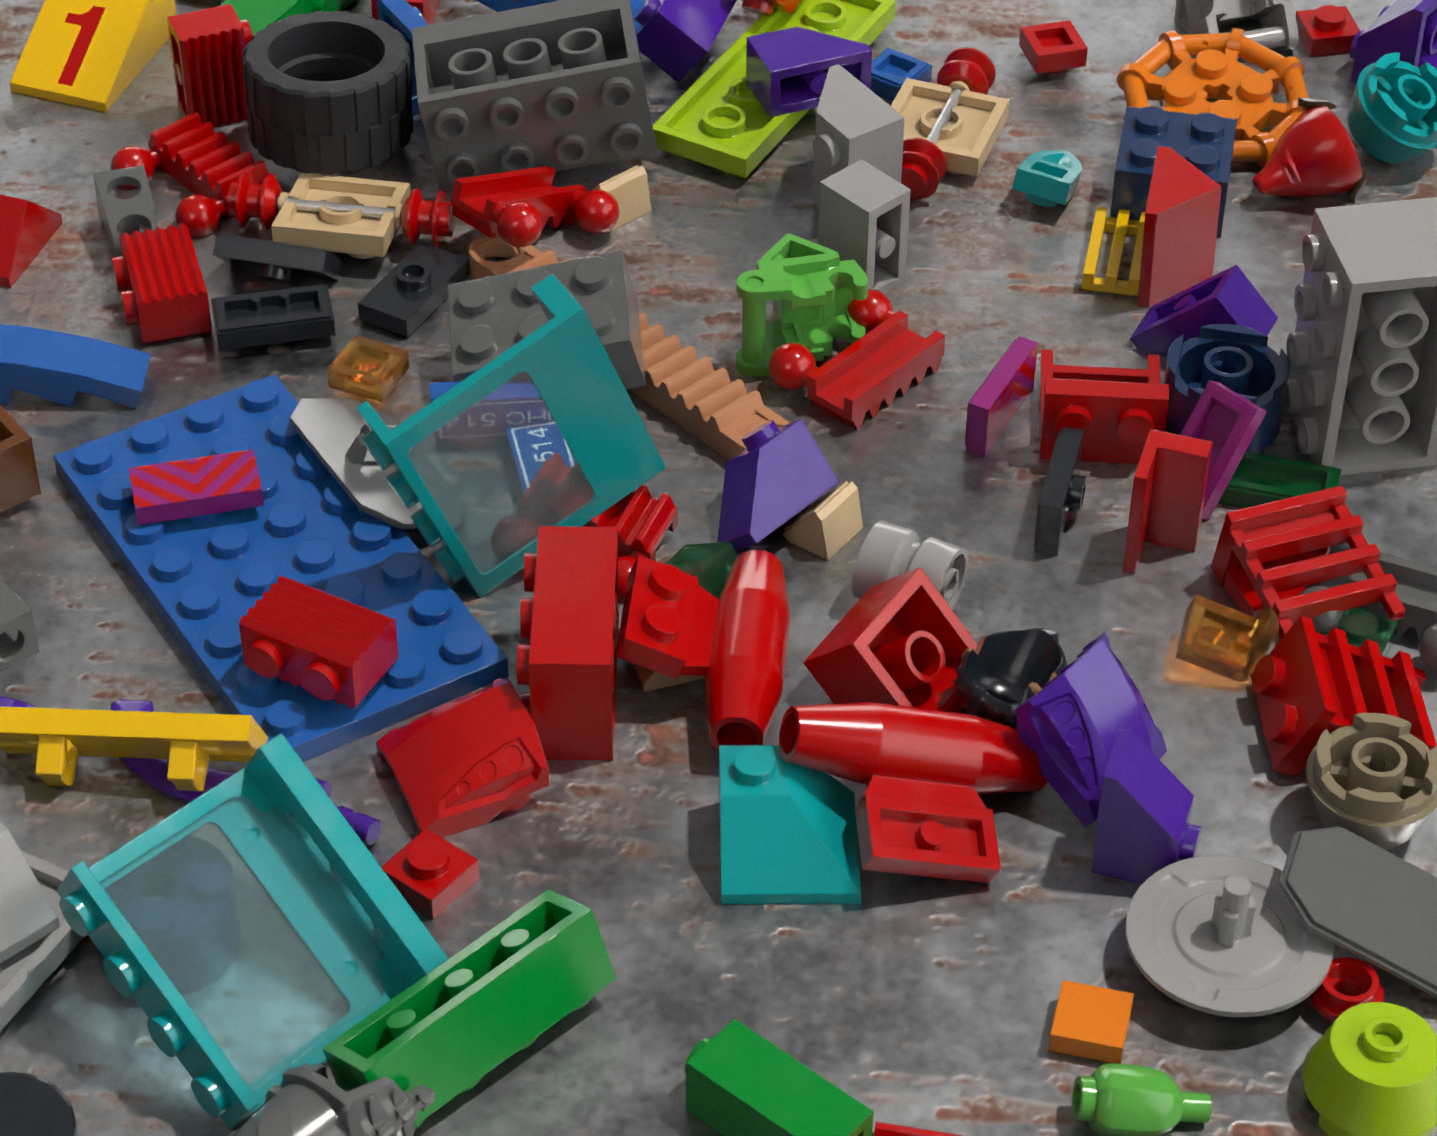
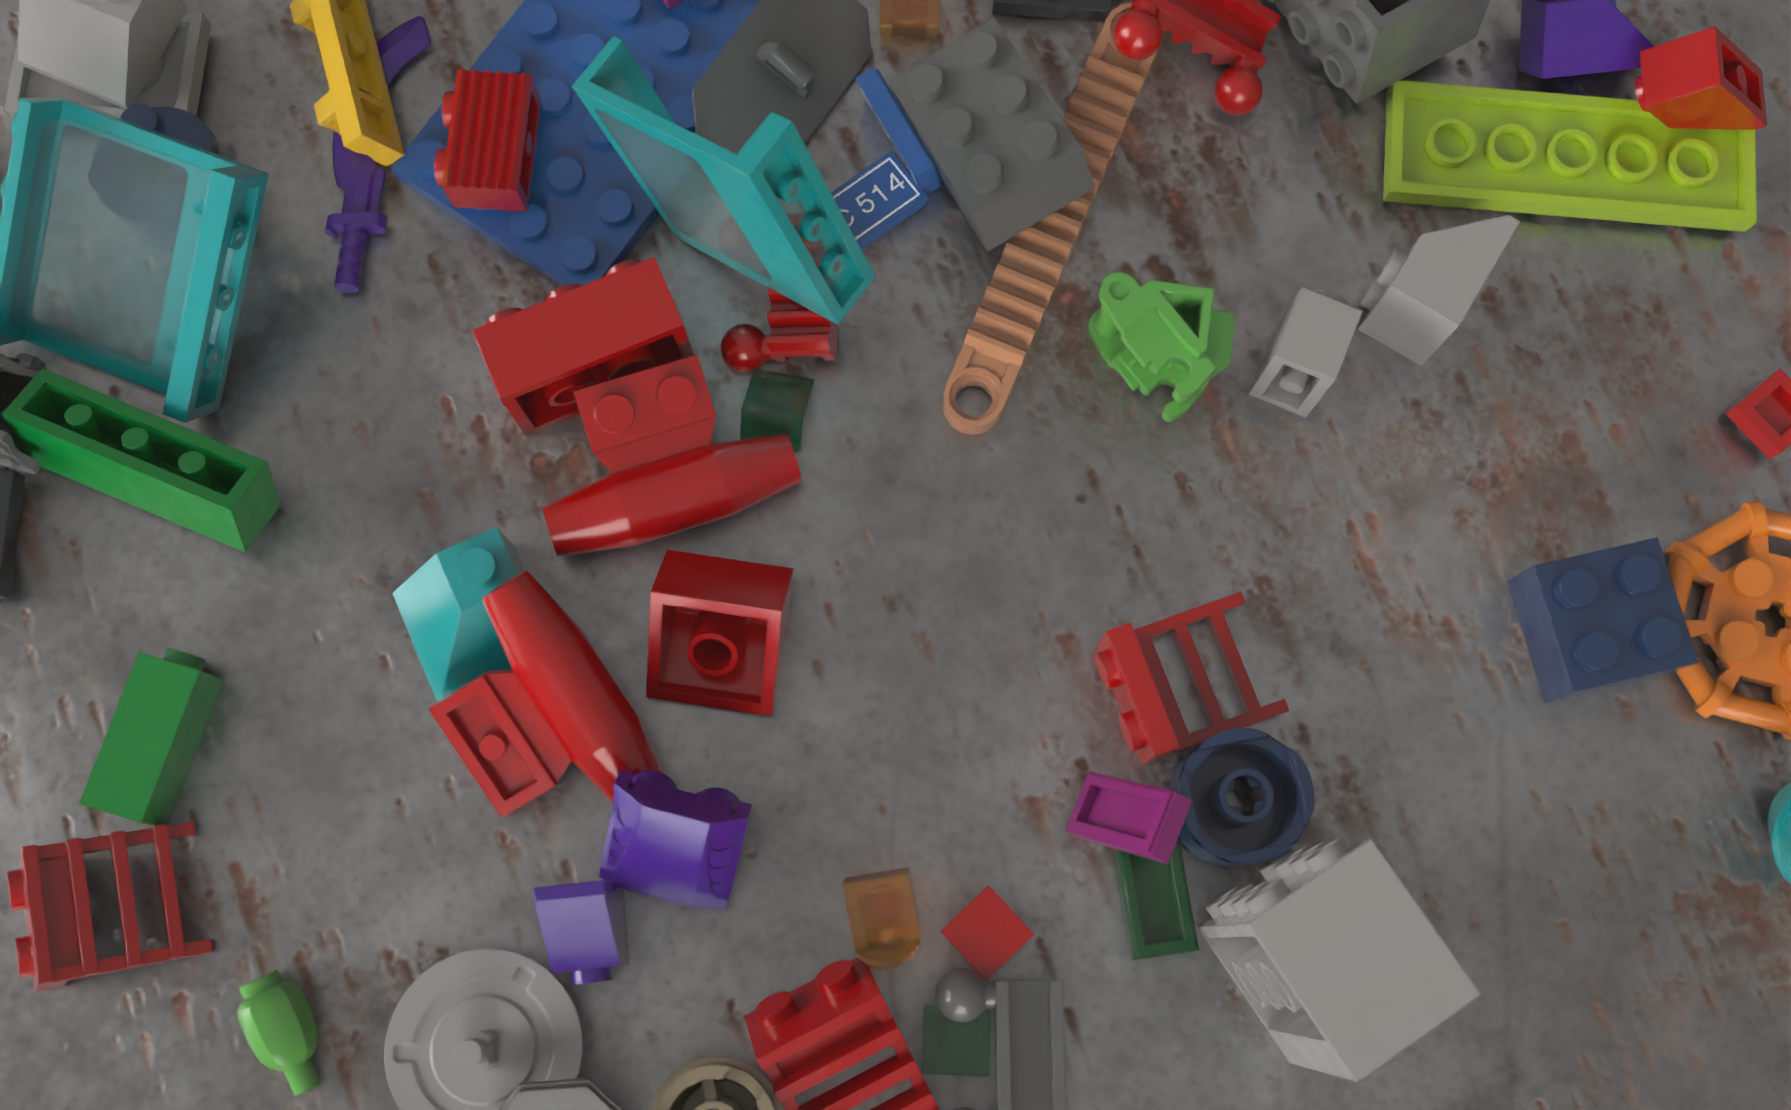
camera: 65 degrees right, 35 degrees up
(431, 872) = (323, 352): red plate -> none
(467, 760) = (433, 316): red slope -> none
(631, 193) = (1282, 101): tan slope -> none
(771, 482) = (890, 424): dark purple slope -> none
(792, 64) = (1546, 185): dark purple slope -> none
(827, 522) = (894, 488): tan slope -> none
(865, 371) = (1134, 443): red gear -> none
(891, 70) = (1640, 273): blue tile -> none
(896, 550) = (834, 591): light grey wheel -> none
(949, 122) = (1565, 354): plate -> none
(1000, 395) = (1143, 580): magenta tile -> none
(1007, 672) = (725, 741): black hair -> none
(1048, 177) = (1539, 495): teal plate -> none
(1061, 491) = (1026, 690): black plate -> none
(1091, 1022) = (365, 957): orange tile -> none
(1120, 227) = (1503, 595): yellow tile -> none
(1167, 495) = (1039, 794): red panel -> none
(1177, 228) = (1473, 660): red slope -> none
(1217, 300) = (1357, 742): dark purple slope -> none
(1302, 533) = (1043, 949): red plate -> none
(1313, 157) = (1703, 759): red hat -> none

